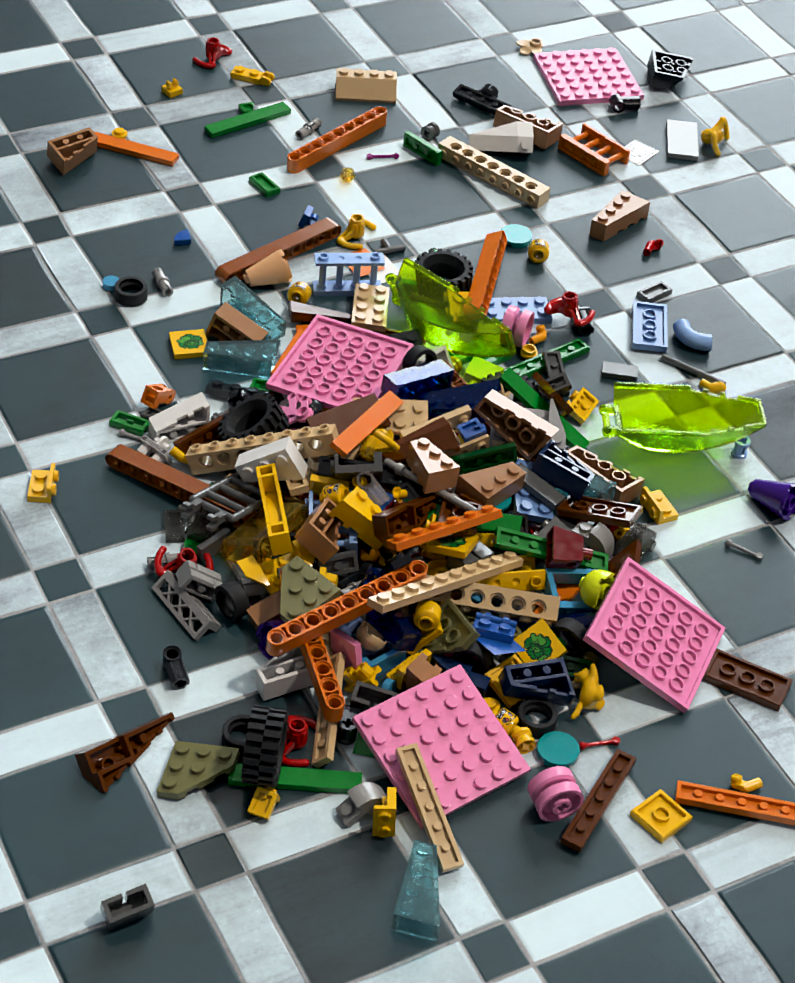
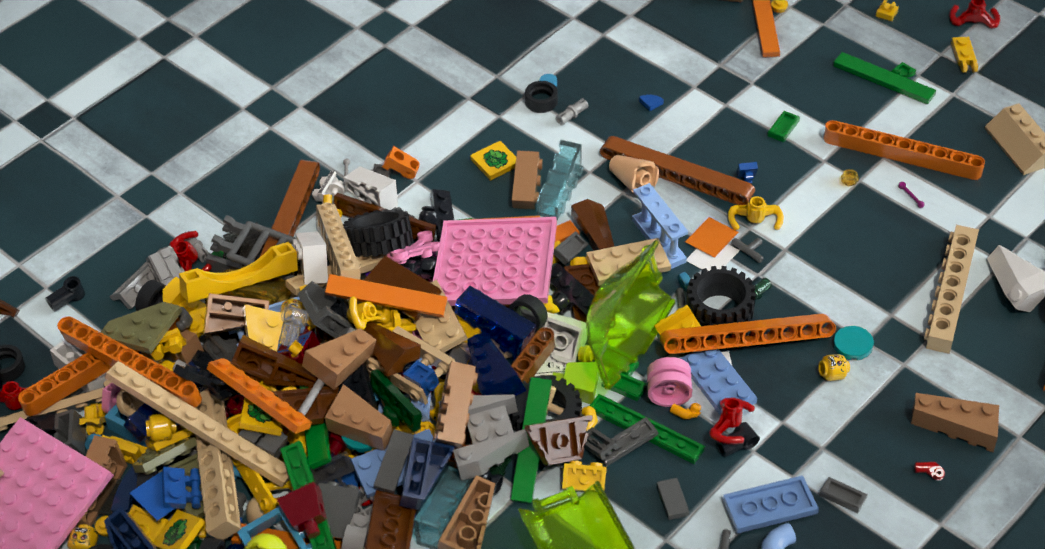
camera: 75 degrees right, 5 degrees up
(43, 485) = (251, 140): yellow bracket -> none
(129, 422) = (363, 150): green tile -> none
(242, 357) = (490, 195): clear light blue wedge -> none
(299, 292) = (617, 206): yellow head -> none
(313, 125) = (906, 123): light grey pin -> none
(422, 148) = (946, 217): green tile -> none
(430, 131) = (984, 214): dark grey wheel -> none
(528, 351) = (651, 410): yellow plate -> none

